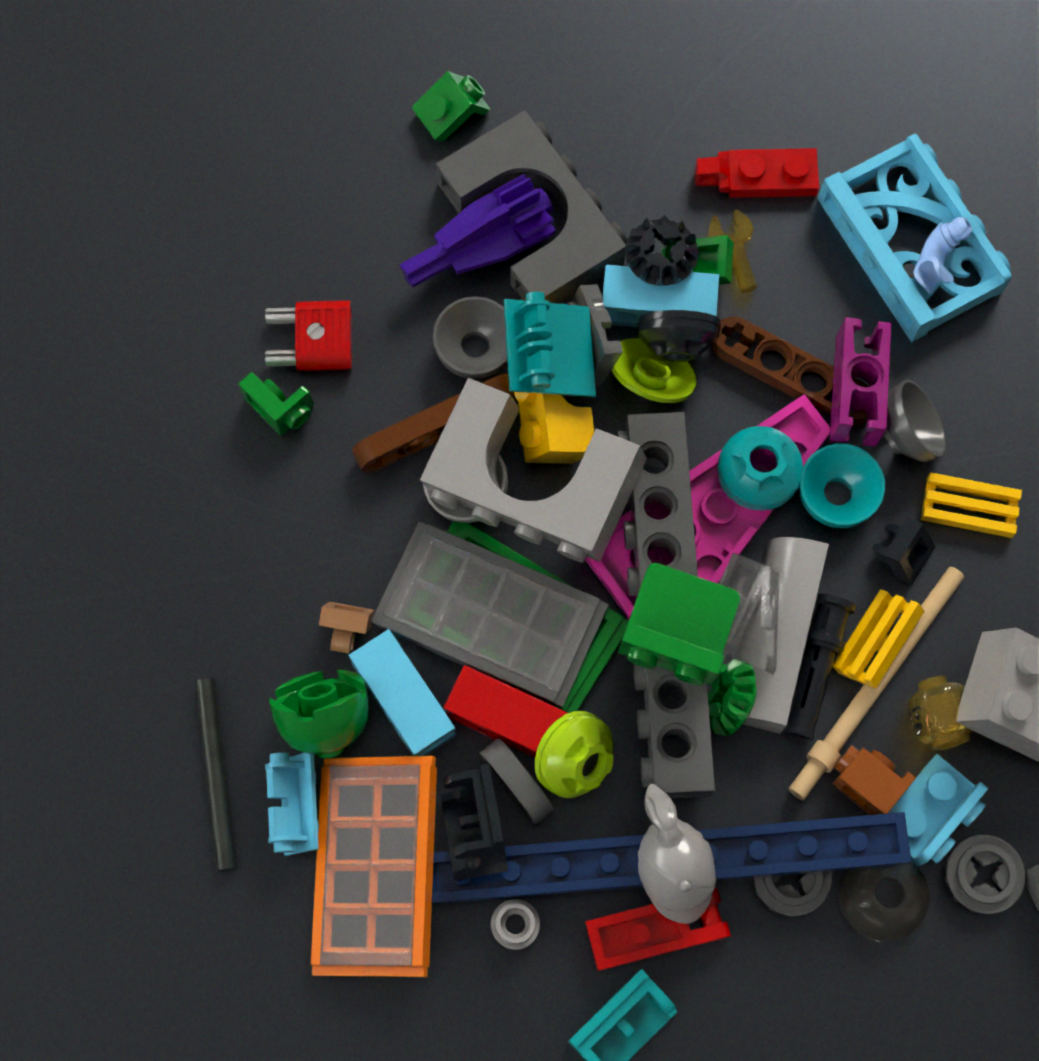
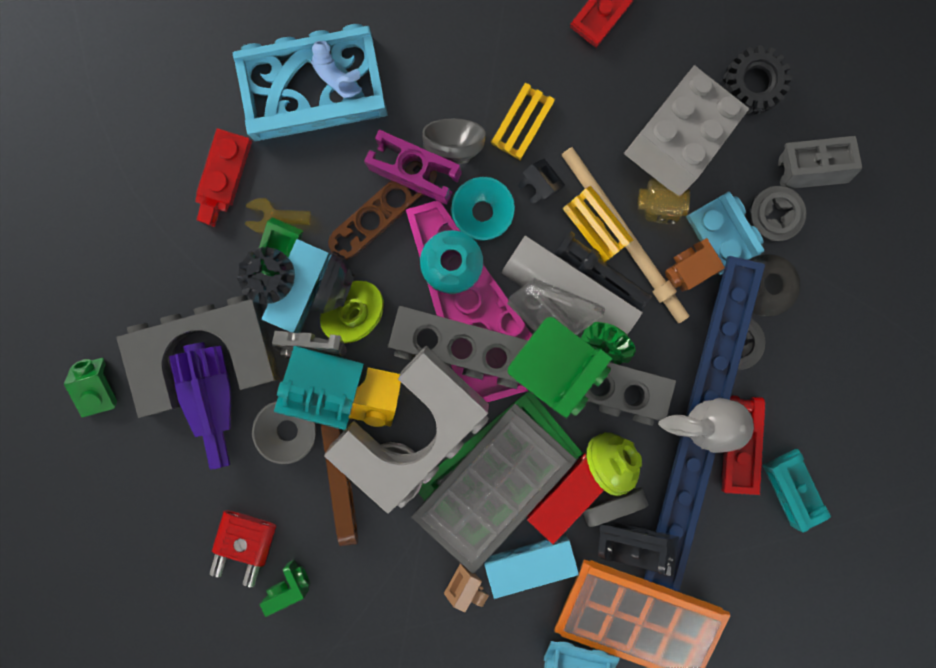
camera: 65 degrees left, 15 degrees up
(321, 713) = (525, 629): green cylinder -> none
(512, 908) = (717, 542): light grey plate -> none

